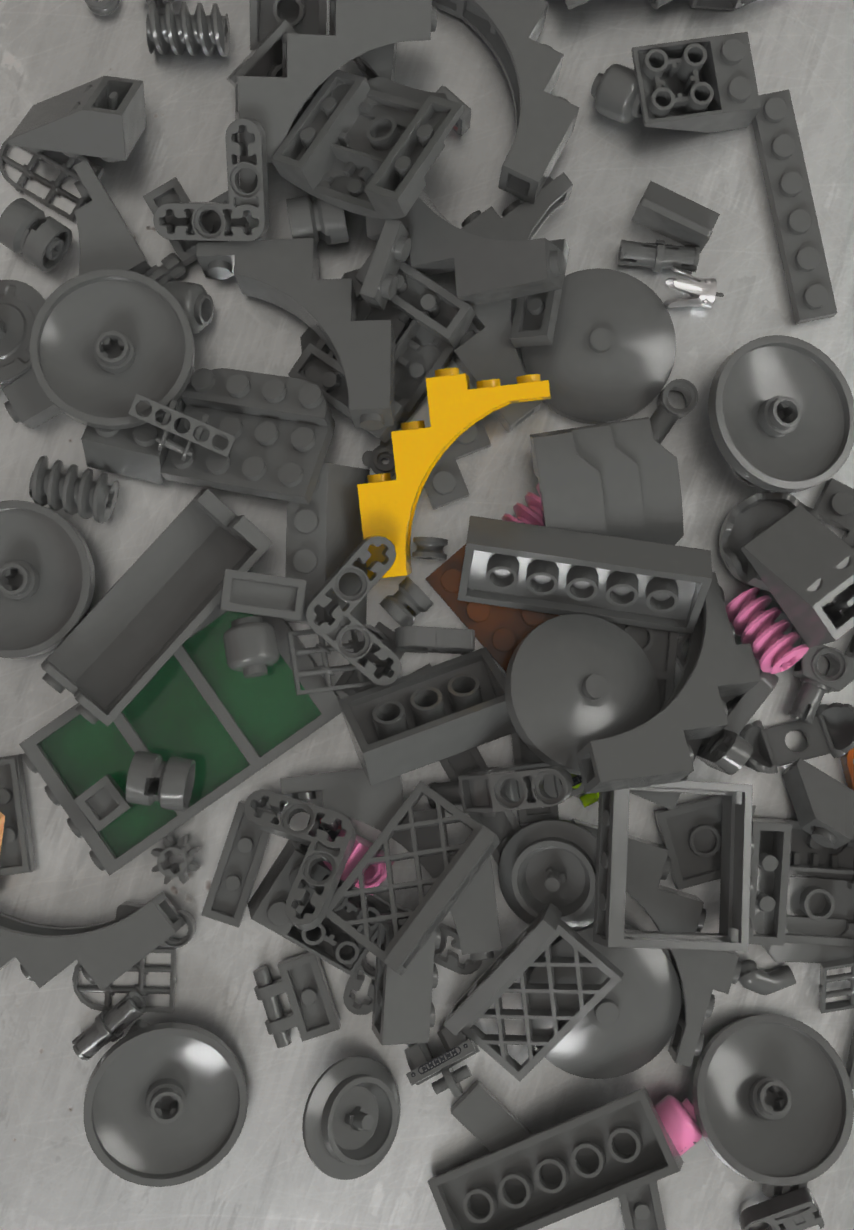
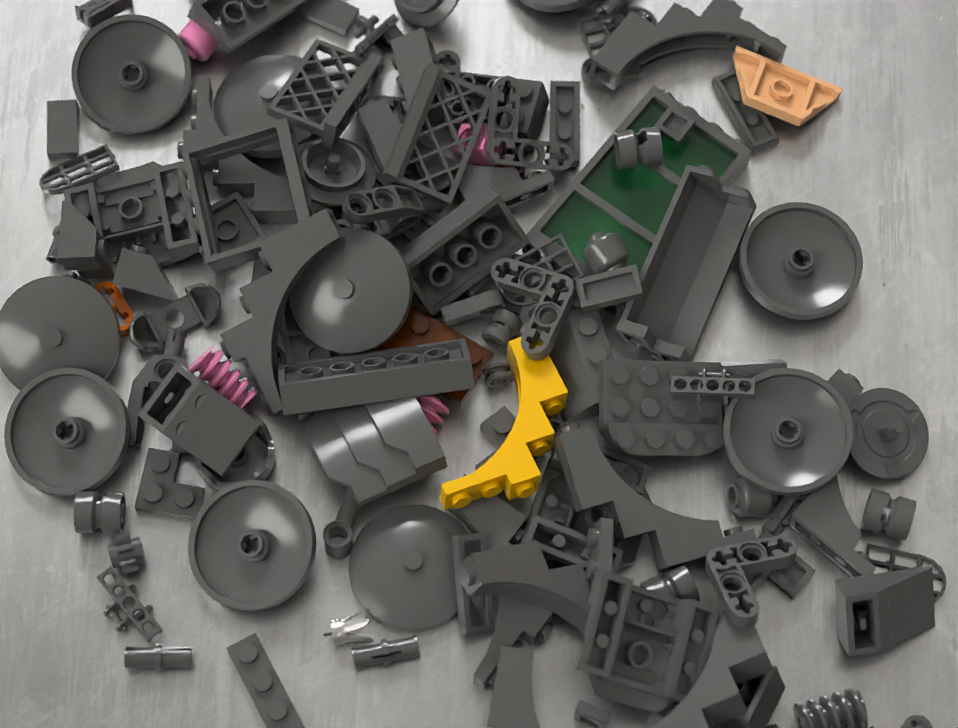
camera: 160 degrees right, 20 degrees down
(72, 492) = (783, 336): dark grey piece -> none
(177, 848) = (610, 111): dark grey gear -> none
(308, 996) = (485, 53): dark grey plate -> none
(675, 216) = (380, 686): dark grey panel -> none
(727, 749) = (231, 276): dark grey beam -> none
(763, 982) = (154, 151): dark grey arm -> none

